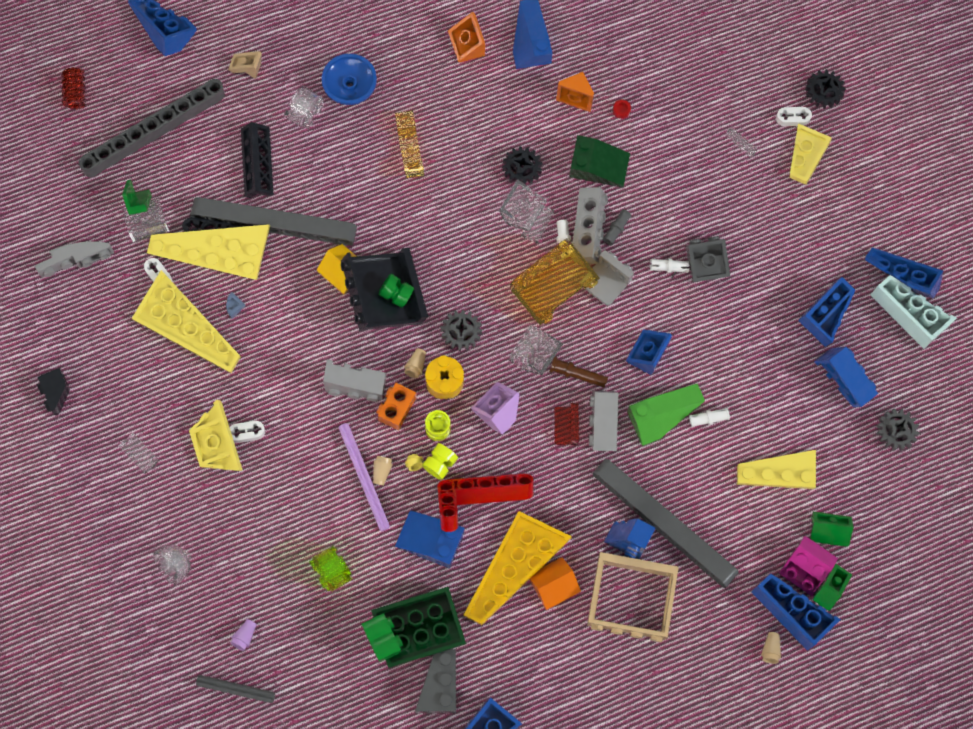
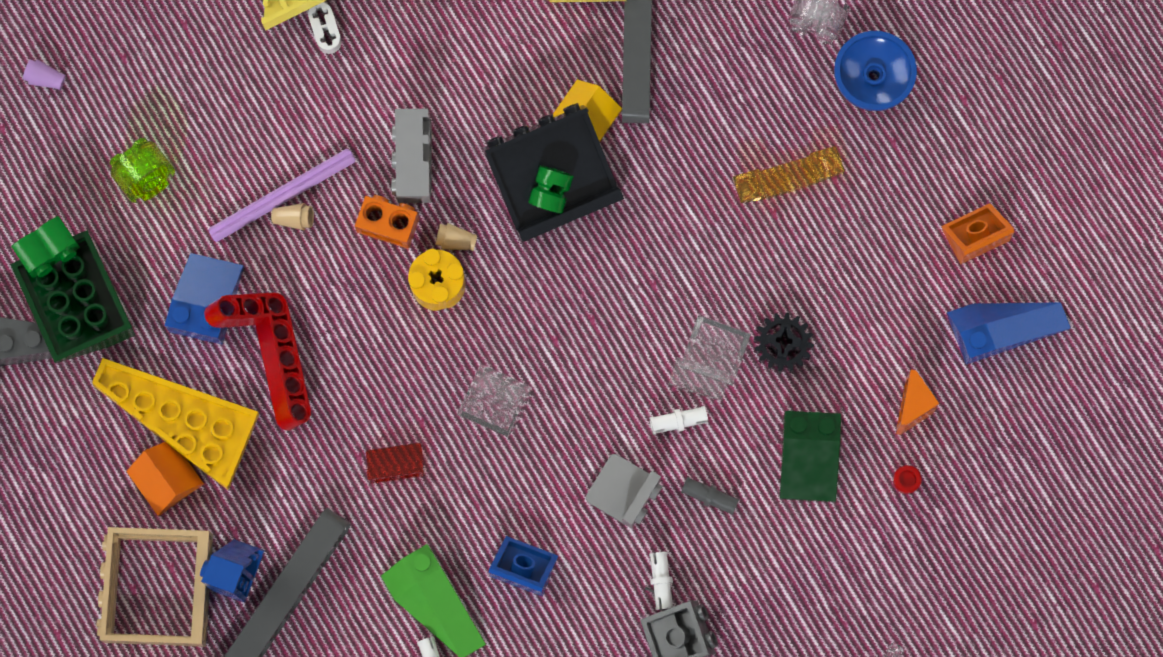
camera: 90 degrees right, 5 degrees up
(414, 462) = (310, 259): light yellow plate -> none
(437, 425) = (364, 281): neon yellow wheel -> none
(440, 461) = (312, 292): neon yellow wheel -> none
(453, 330) = (502, 293): dark grey gear -> none
(498, 407) = (404, 360): lavender slope -> none
(553, 280) = (602, 408): clear yellow windscreen -> none
(569, 370) = (477, 455): reddish brown pin -> none
(584, 217) = (712, 442): light grey brick -> none
(603, 420) = (406, 512): light grey wedge -> none

